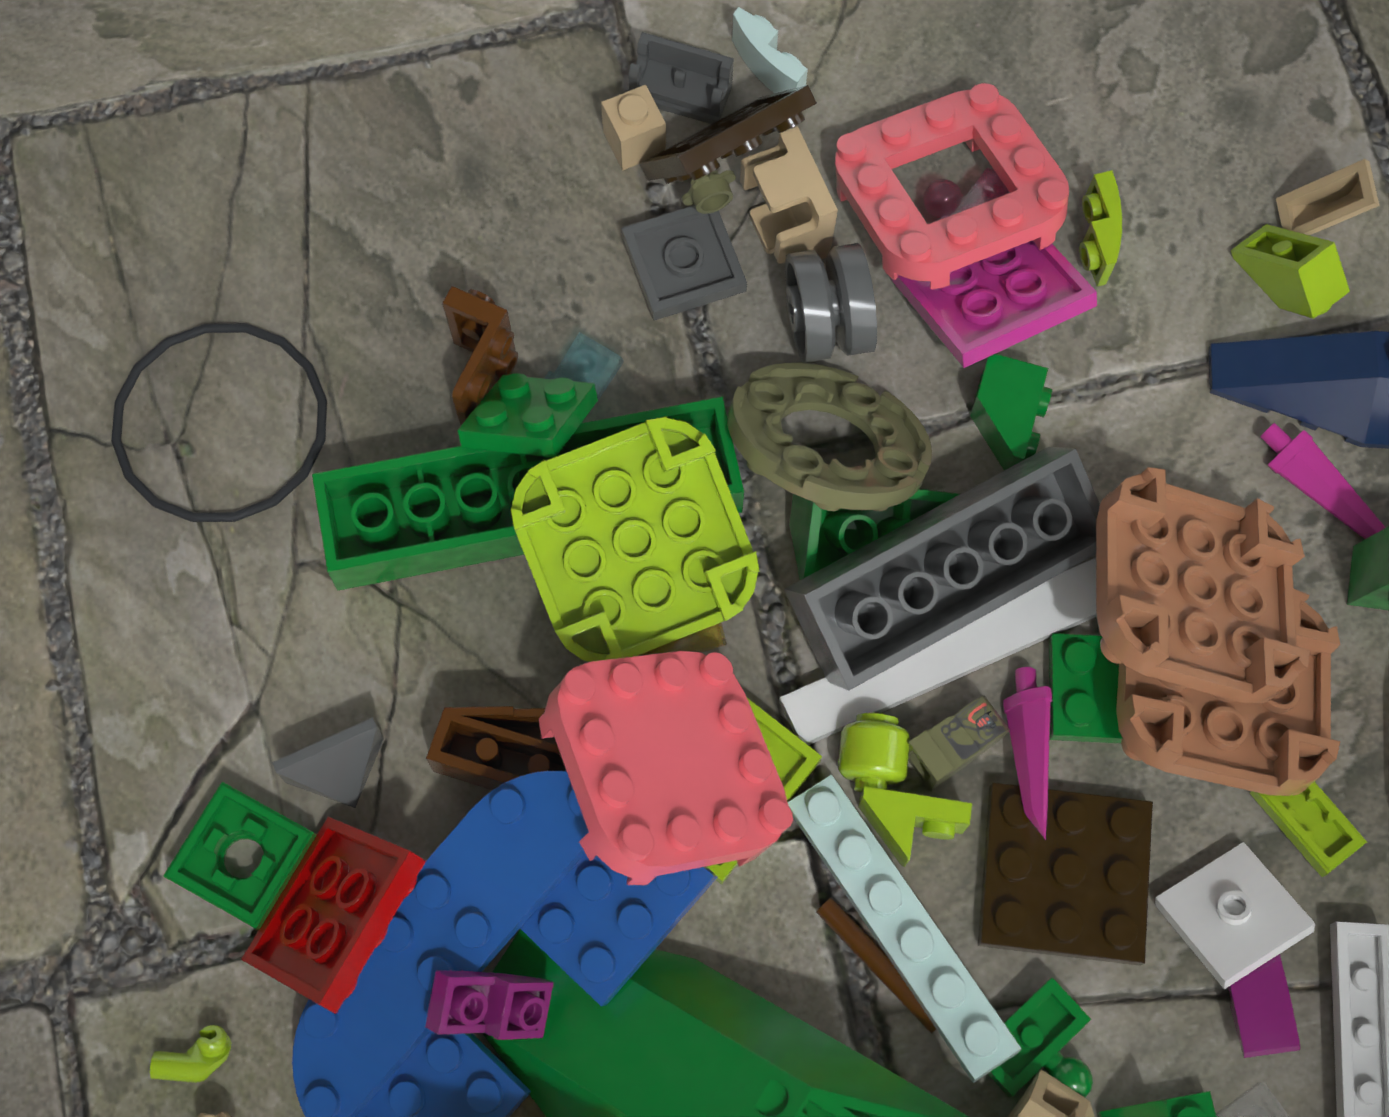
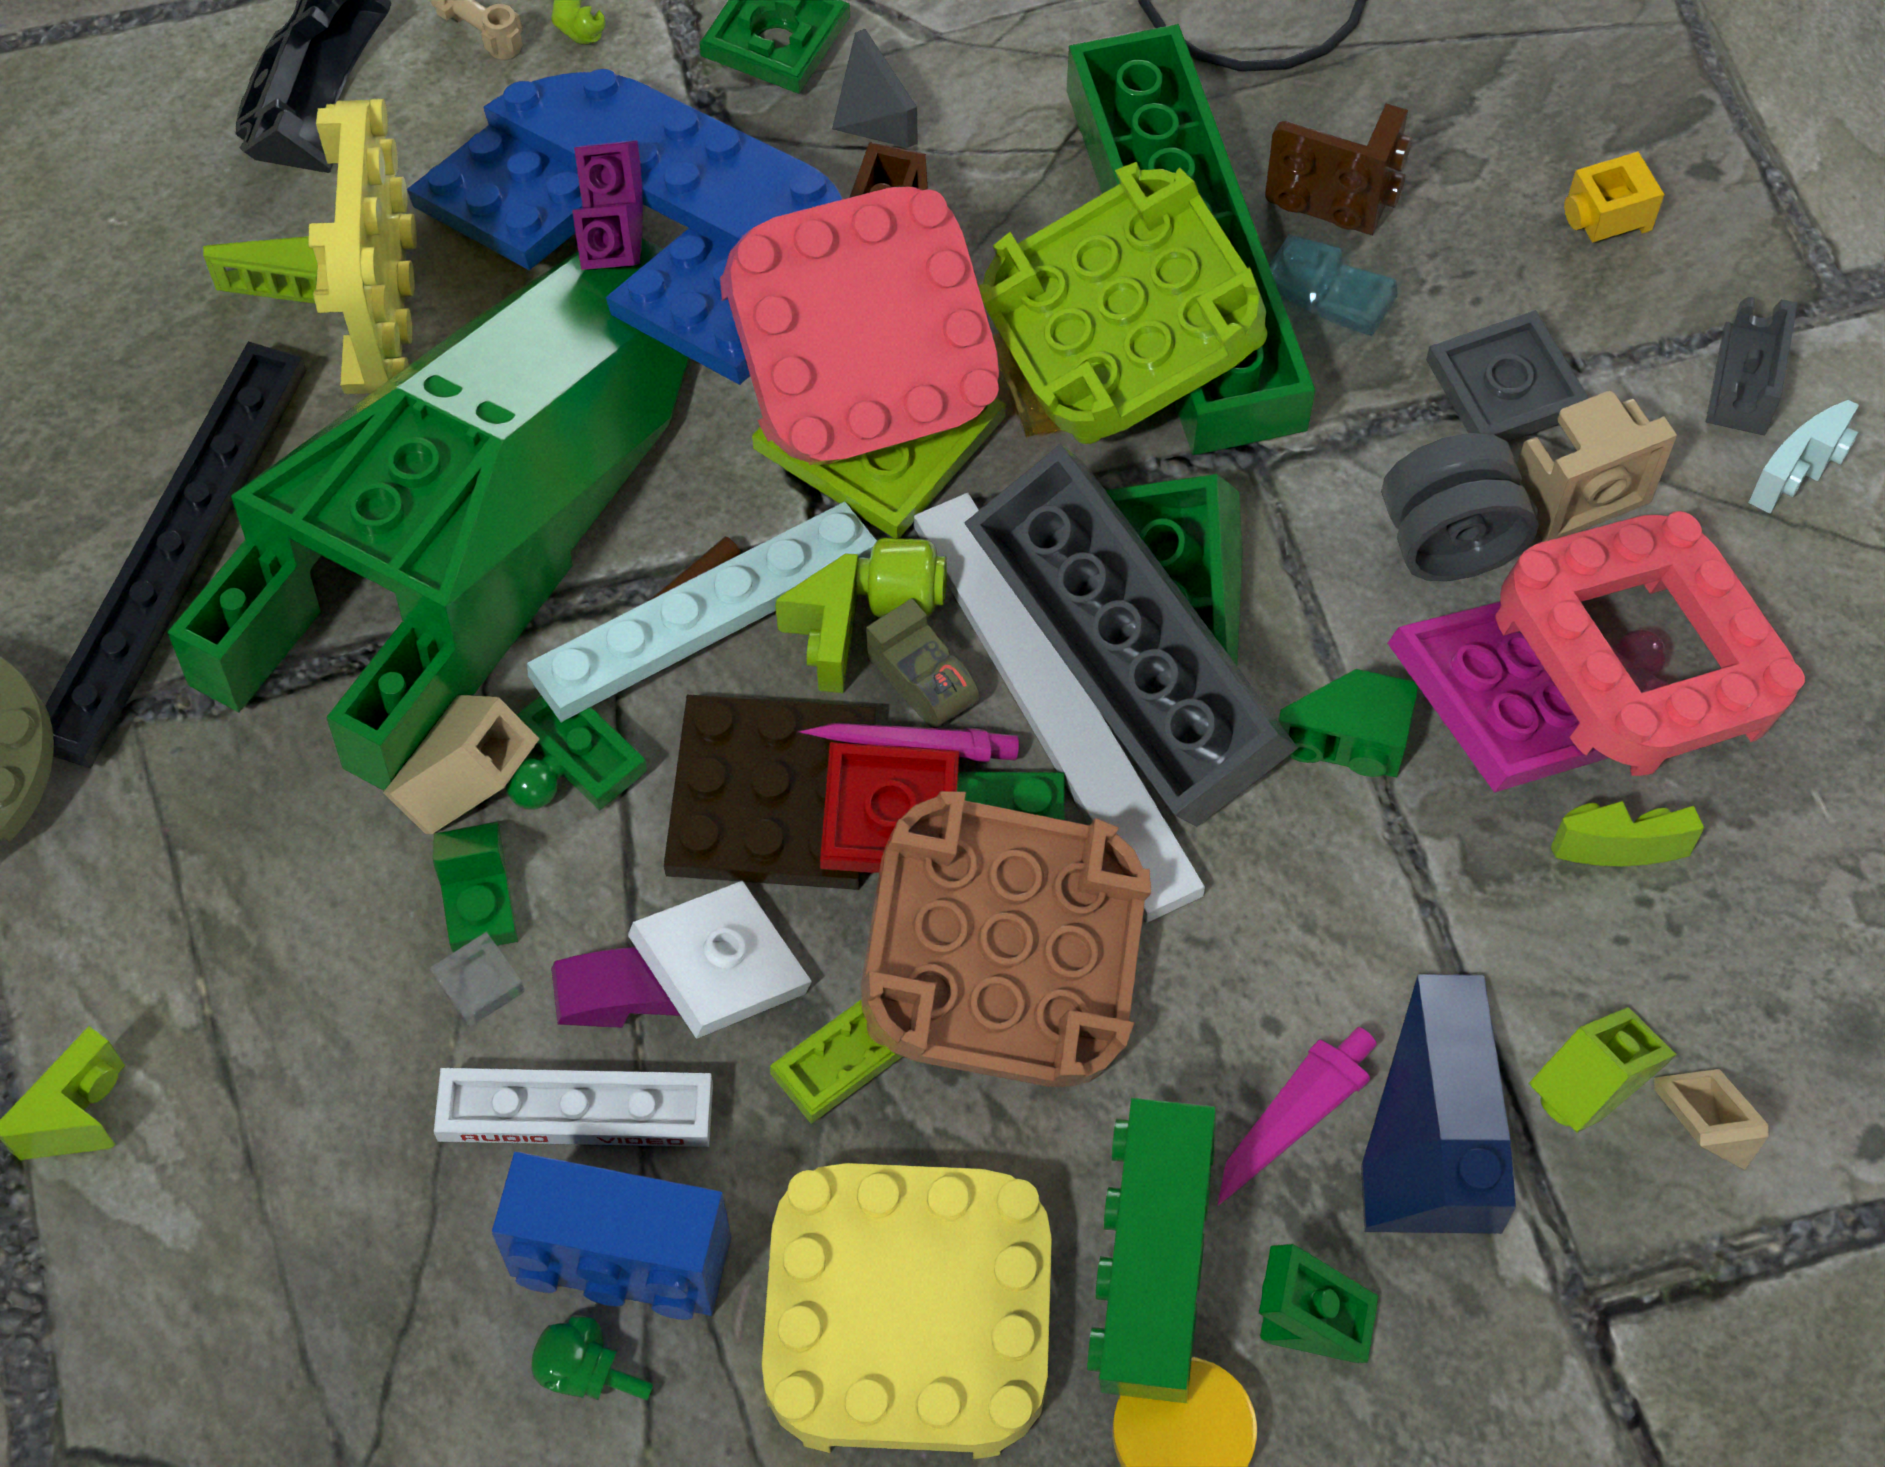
camera: 90 degrees right, 10 degrees down
(333, 913) = (703, 81): red plate -> none
(509, 154) = (1613, 198): none -> yellow brick
(528, 415) = (1269, 206): green plate -> none
(633, 126) = (1673, 316): tan brick -> none
(710, 192) = (1591, 377): olive plate -> none
(729, 136) = (1661, 384): dark brown plate -> none
(785, 388) = (1345, 475): olive plate -> none
(1095, 778) = (869, 794): none -> red plate
(1197, 590) = (1110, 879): nougat plate -> none

